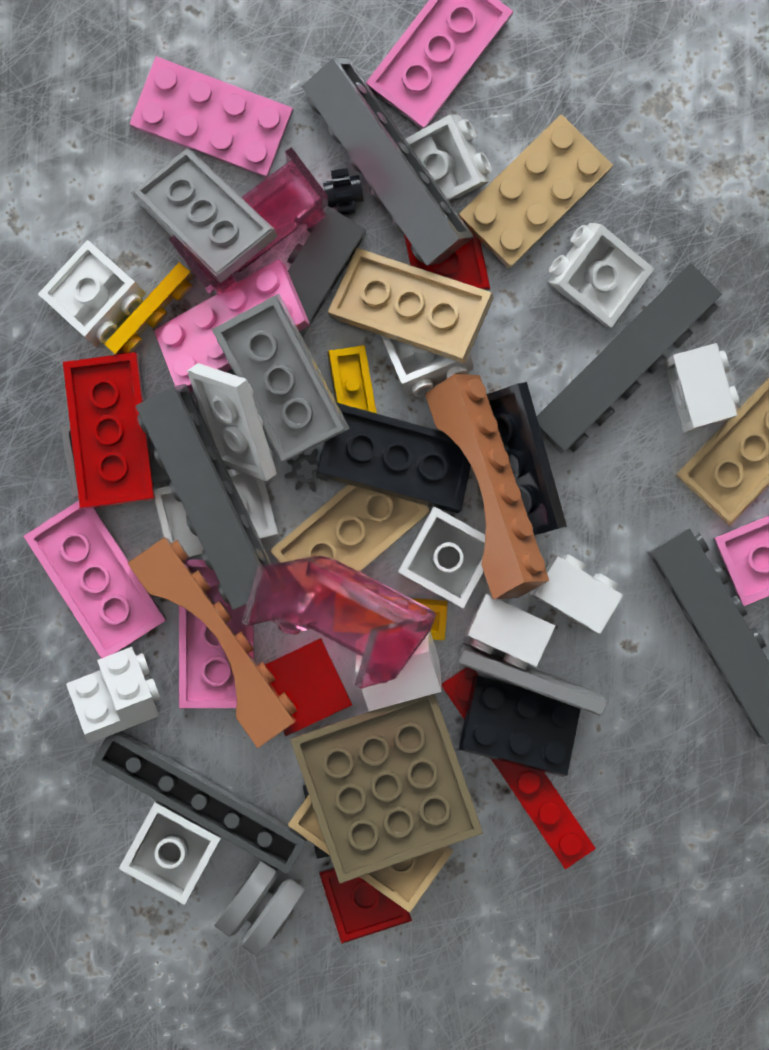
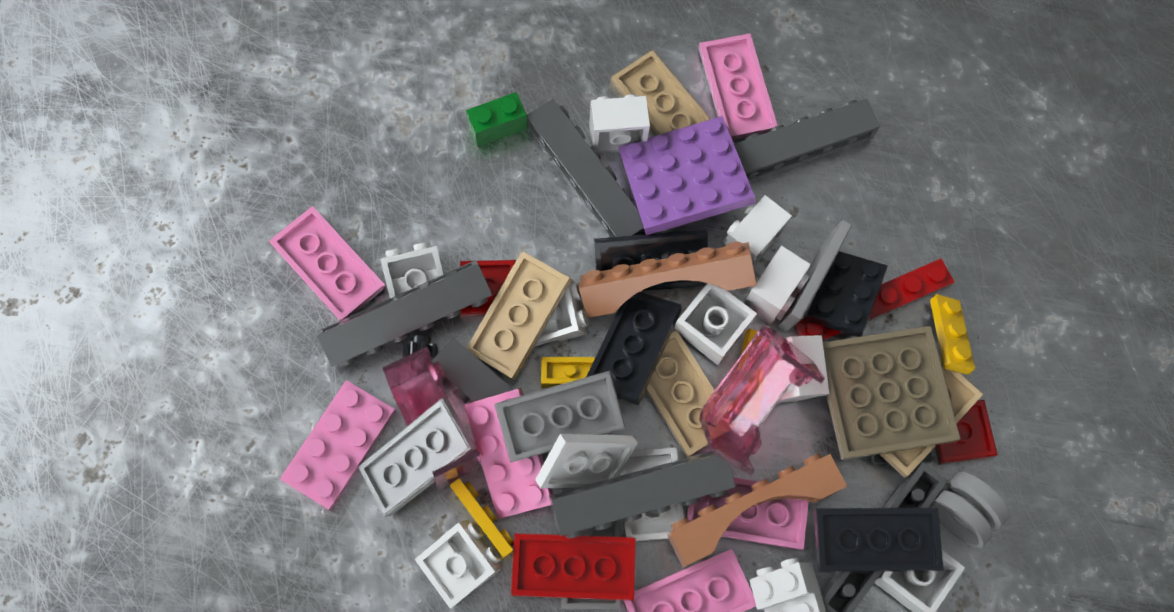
camera: 90 degrees left, 15 degrees down
(196, 791) = (878, 539): none -> black plate
(296, 465) = (635, 411): dark grey gear -> none
(310, 683) = (793, 443): red tile -> none
(486, 868) = (952, 334): none -> yellow plate
(535, 191) = (450, 215): tan plate -> none
(599, 273) = (520, 181): white plate -> none
(640, 488) = (686, 175): none -> medium lavender plate
(681, 224) = (496, 119): none -> green brick

